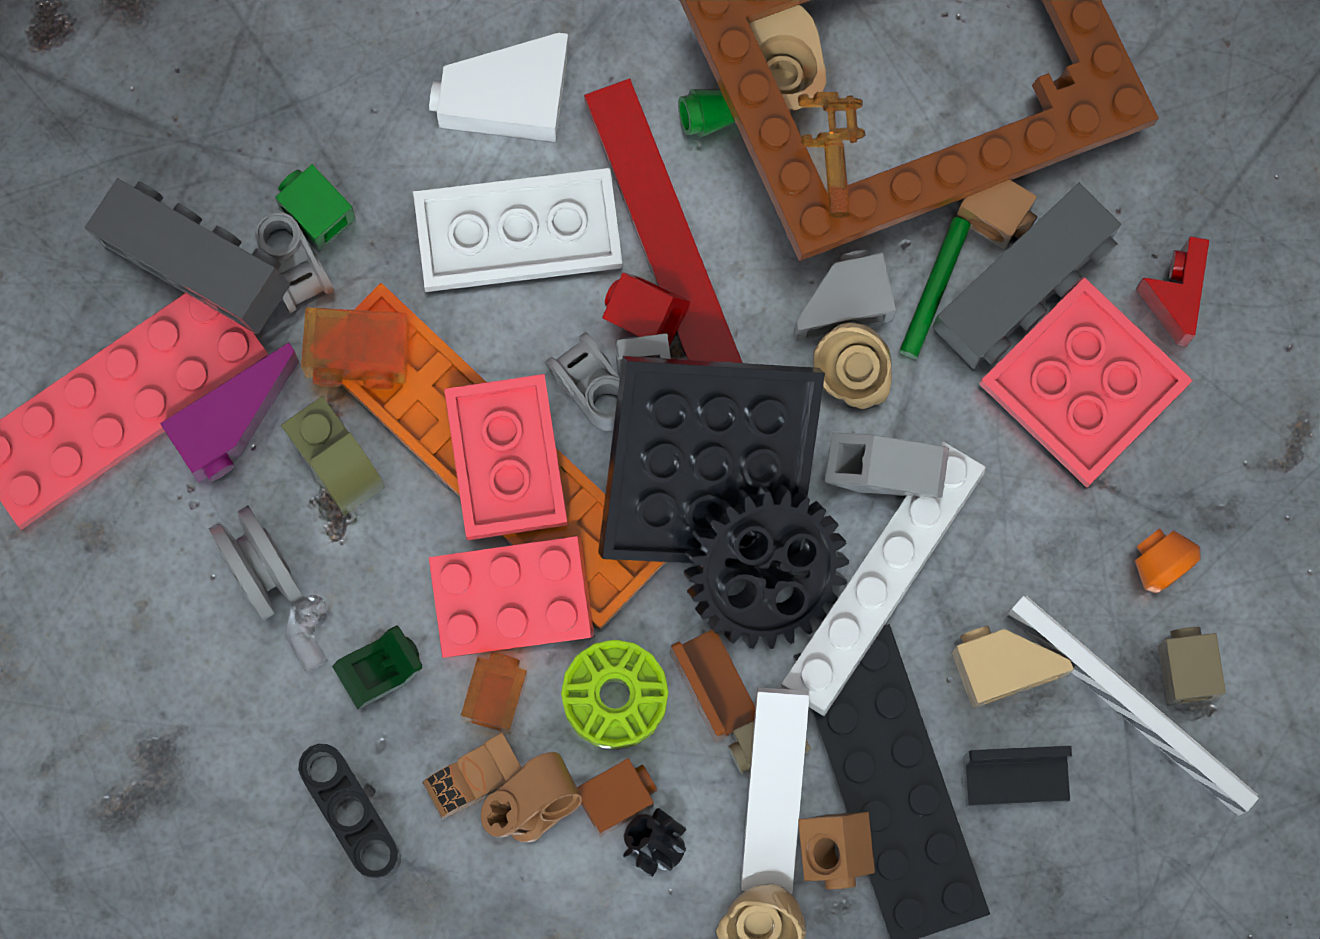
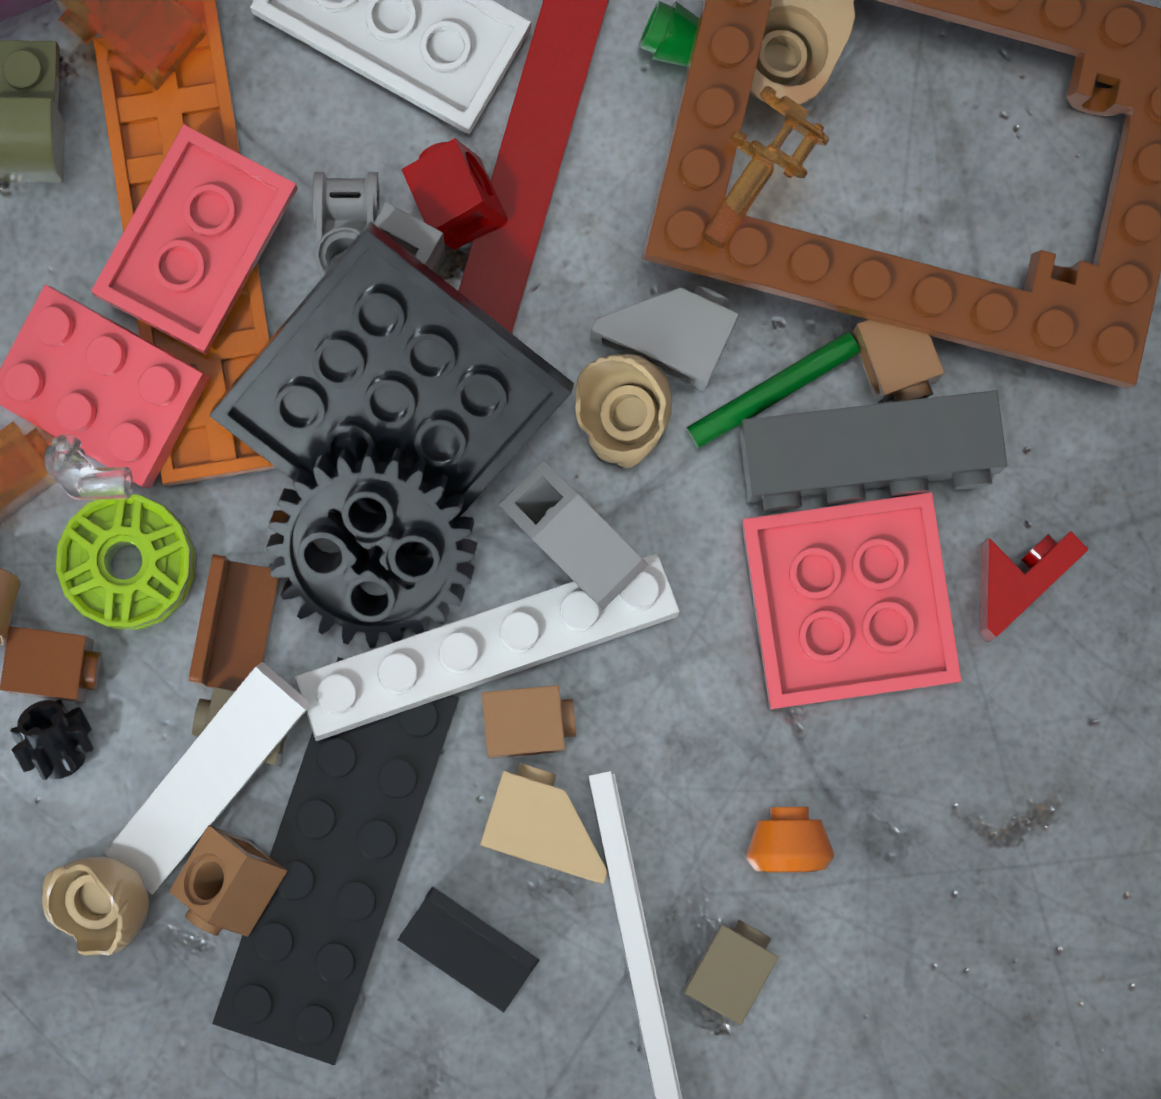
camera: 35 degrees right, 5 degrees up
(546, 659) = (78, 477): none -> clear arm
(944, 607) = (527, 721): none -> medium nougat brick

